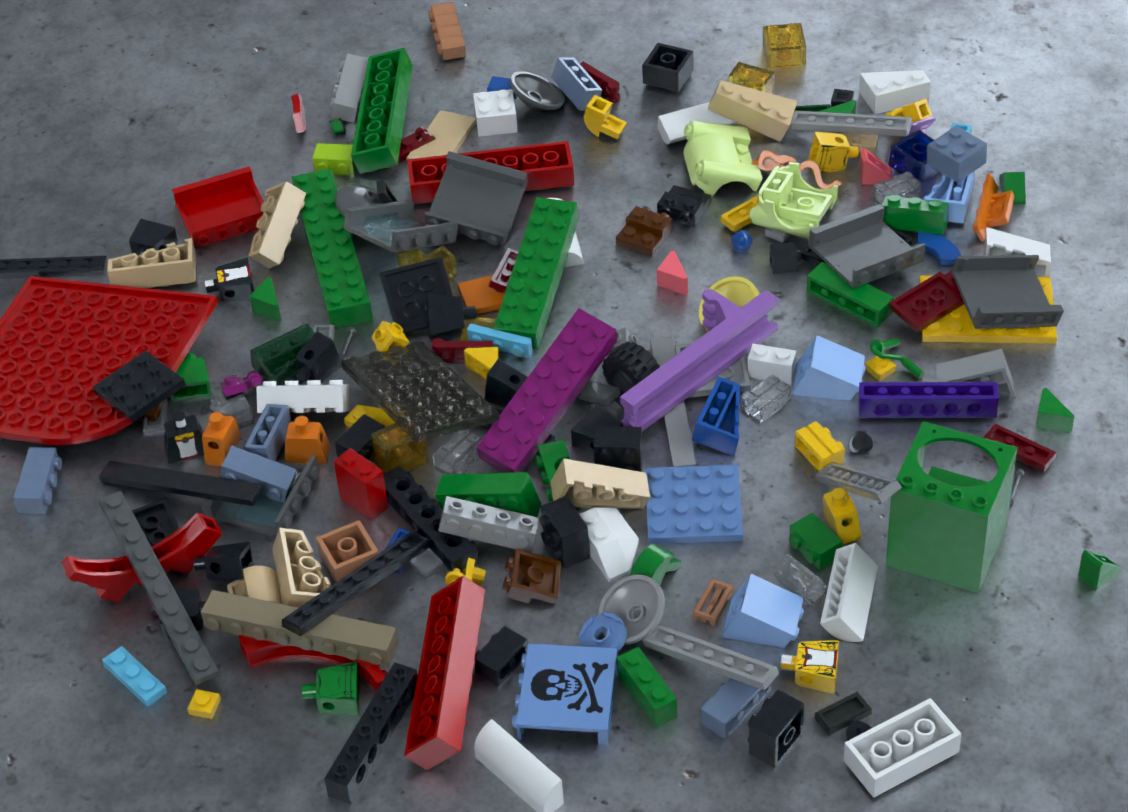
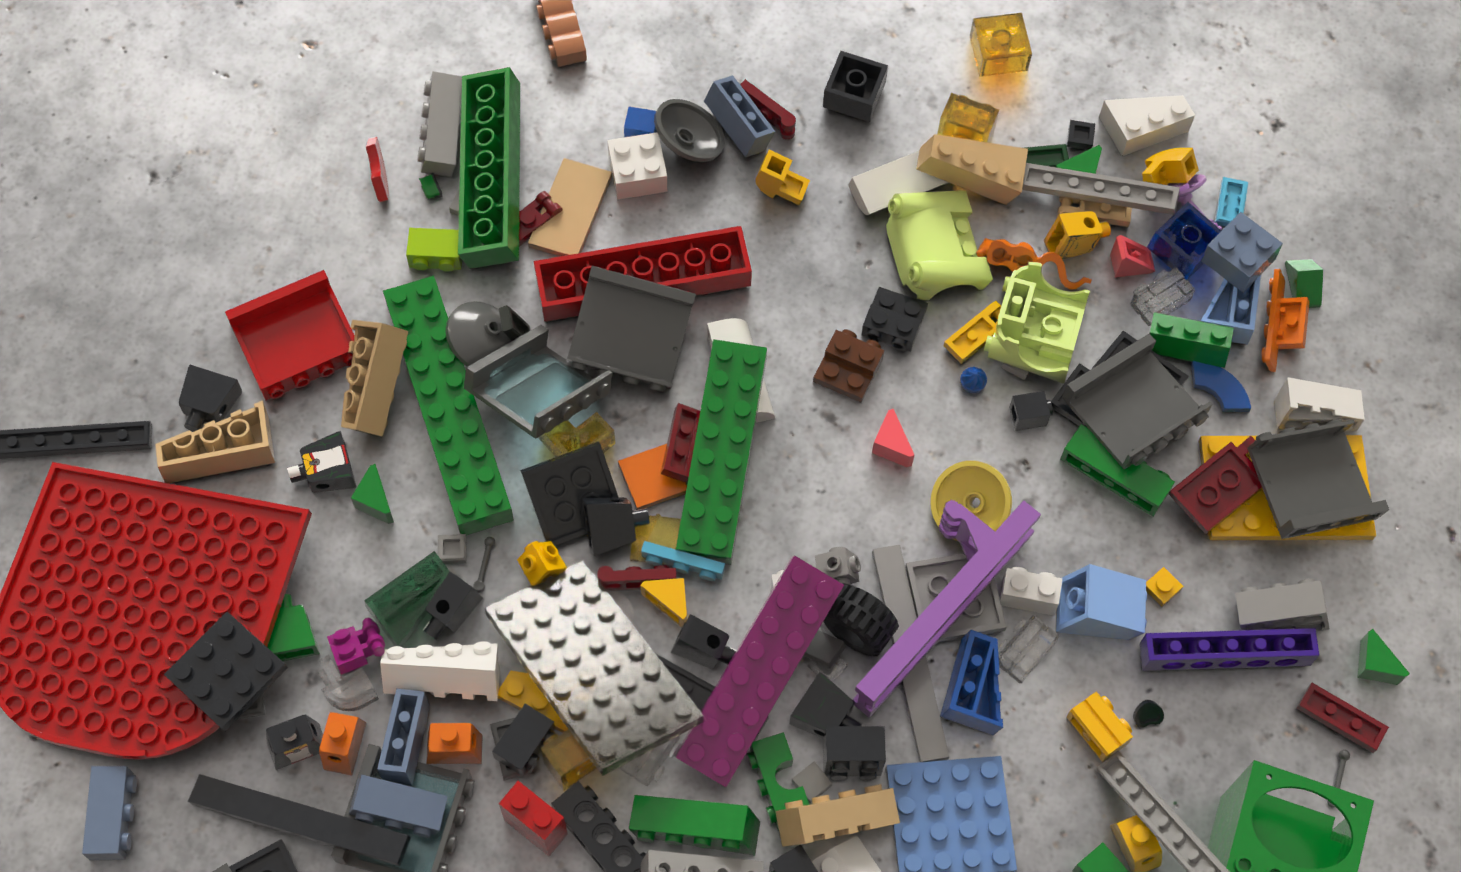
camera: 10 degrees left, 20 degrees up
(877, 348) = (1160, 565): green piece -> none

